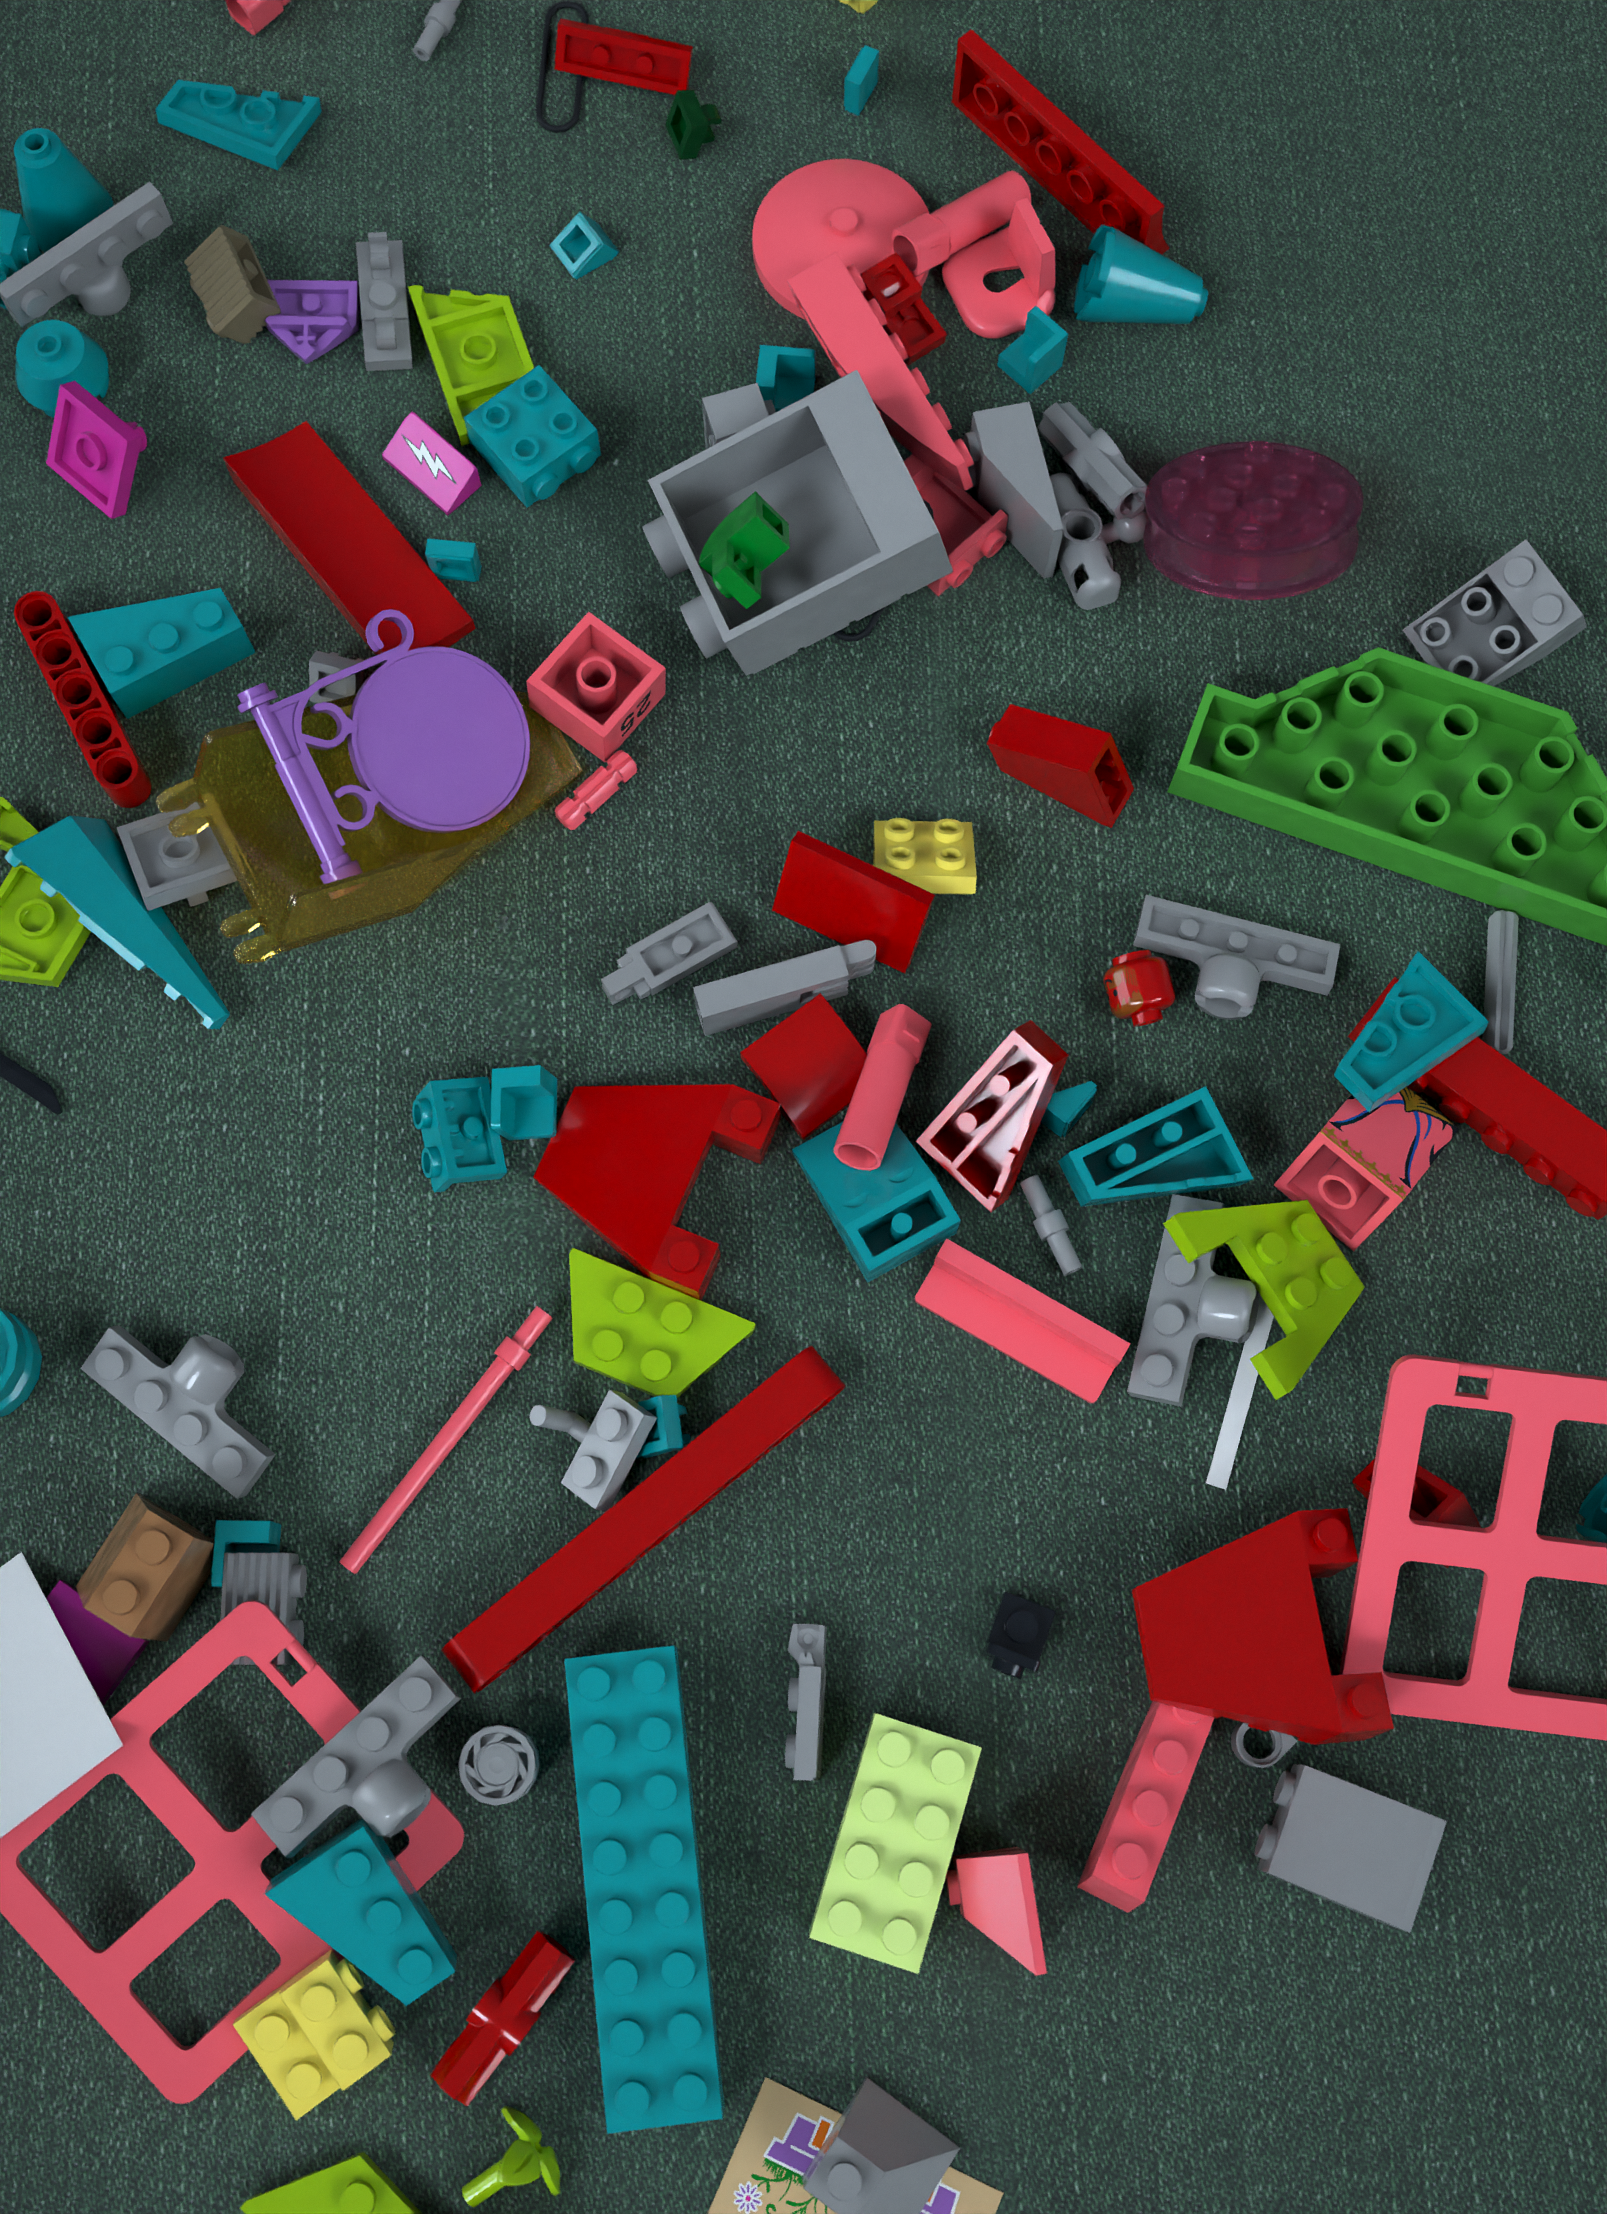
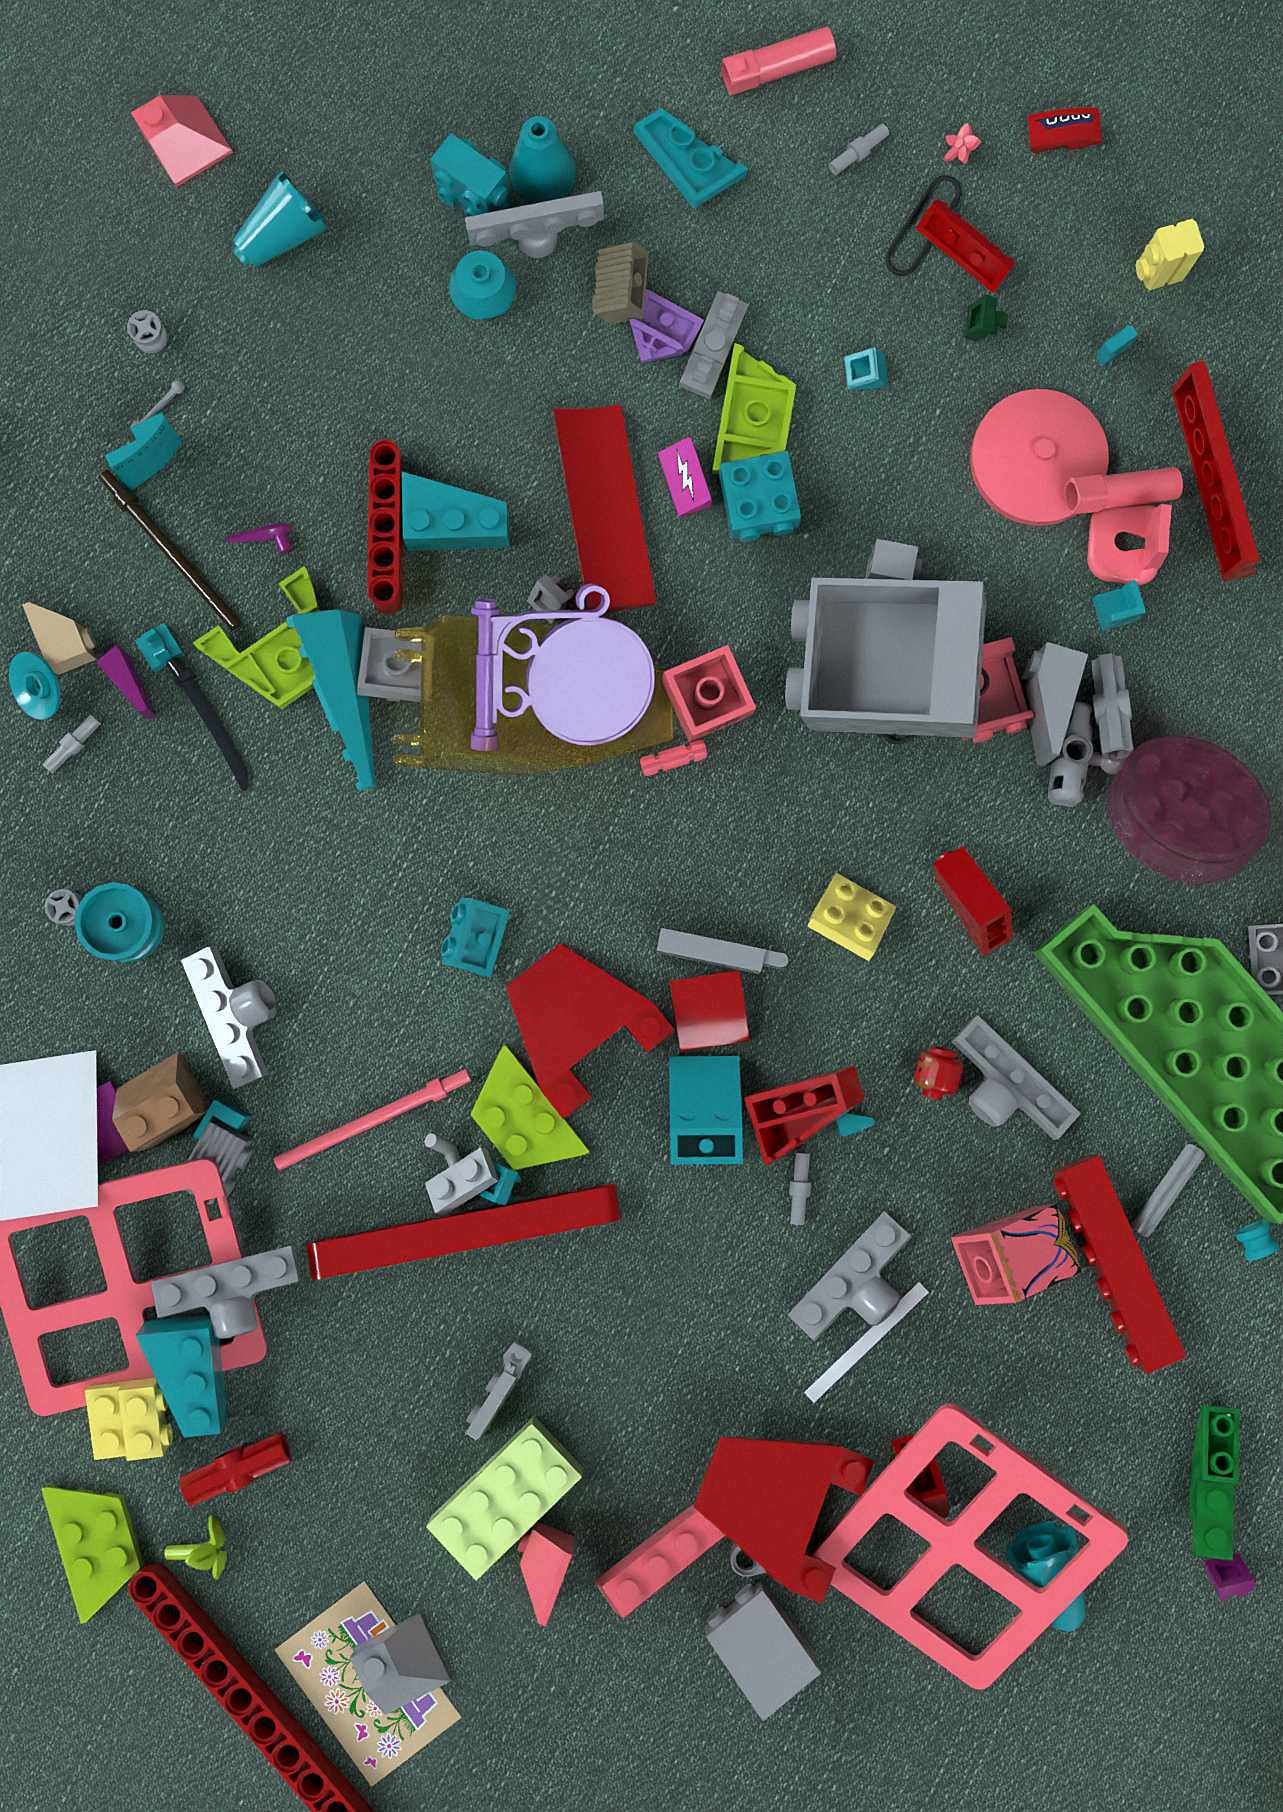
camera: 30 degrees right, 10 degrees up
(94, 449) = (476, 359): dark pink tile -> none
(453, 560) = (664, 554): teal tile -> none
(499, 1765) = (304, 1327): light grey wheel -> none
(524, 1103) = (522, 940): teal panel -> none
(643, 1891) = (350, 1442): teal brick -> none
(670, 954) = (662, 892): light grey hinge -> none
(743, 548) = (845, 657): green brick -> none
(785, 374) = (945, 540): teal panel -> none
(852, 900) = (790, 923): red tile -> none
(856, 340) = (1004, 565): coral slope -> none
(881, 1087) = (761, 1033): coral piece -> none
(902, 306) = (1048, 529): red slope -> none
(1018, 1635) = (641, 1420): black bracket -> none
(1021, 1322) = (747, 1238): coral panel -> none
(1135, 284) = (1213, 595): teal cone -> none
(1159, 1155) = (888, 1184): teal wedge -> none
(1293, 1269) = (929, 1299): lime wing -> none
(1409, 1035) = (1084, 1200): teal wing -> none

